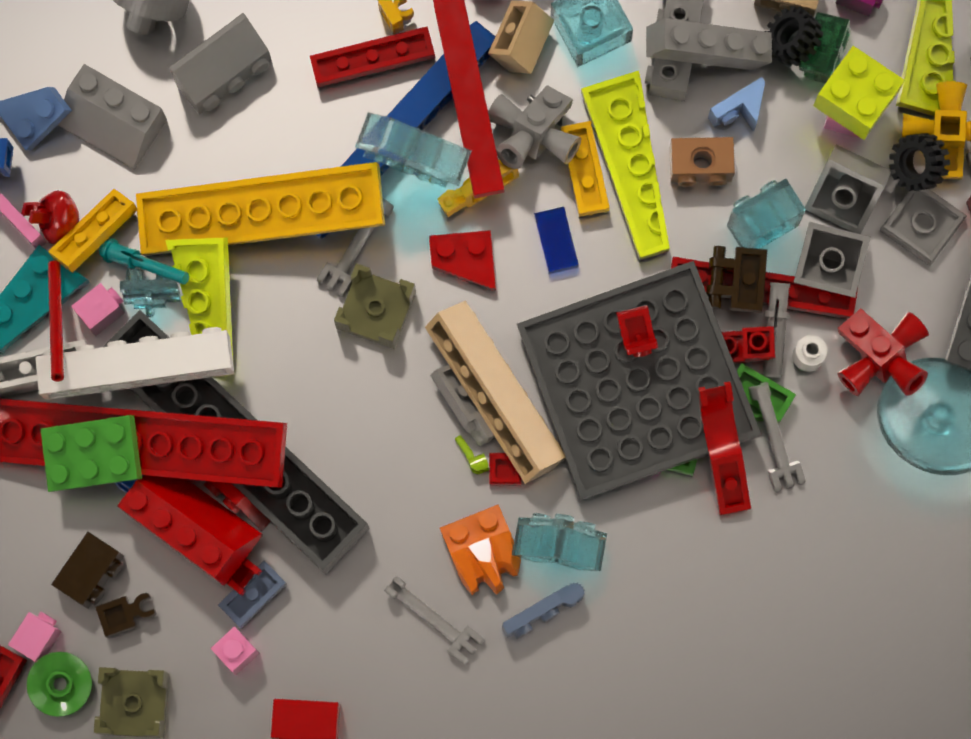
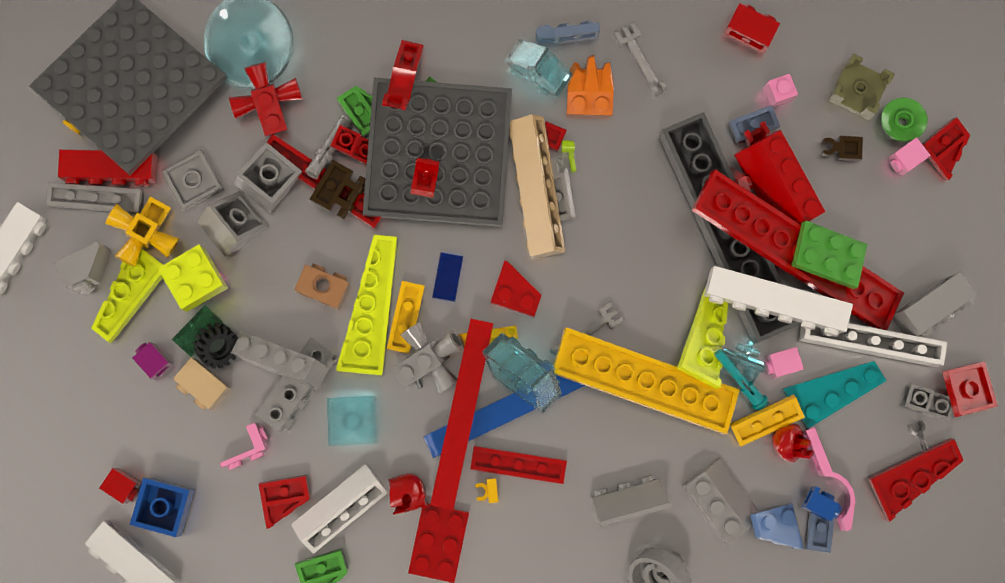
camera: 165 degrees left, 5 degrees up
(55, 321) = (821, 354): red piece -> none
(89, 570) = (858, 185): dark brown brick -> none
(375, 307) = (592, 281): olive panel -> none
(521, 37) = (407, 430): tan brick -> none
(745, 101) = (269, 314): light blue slope -> none
(765, 216) = (298, 224): clear light blue brick -> none
(784, 468) = (366, 57): light grey hinge -> none
(803, 359) = (317, 126): white brick -> none
(933, 157) = (185, 209): black tyre -> none

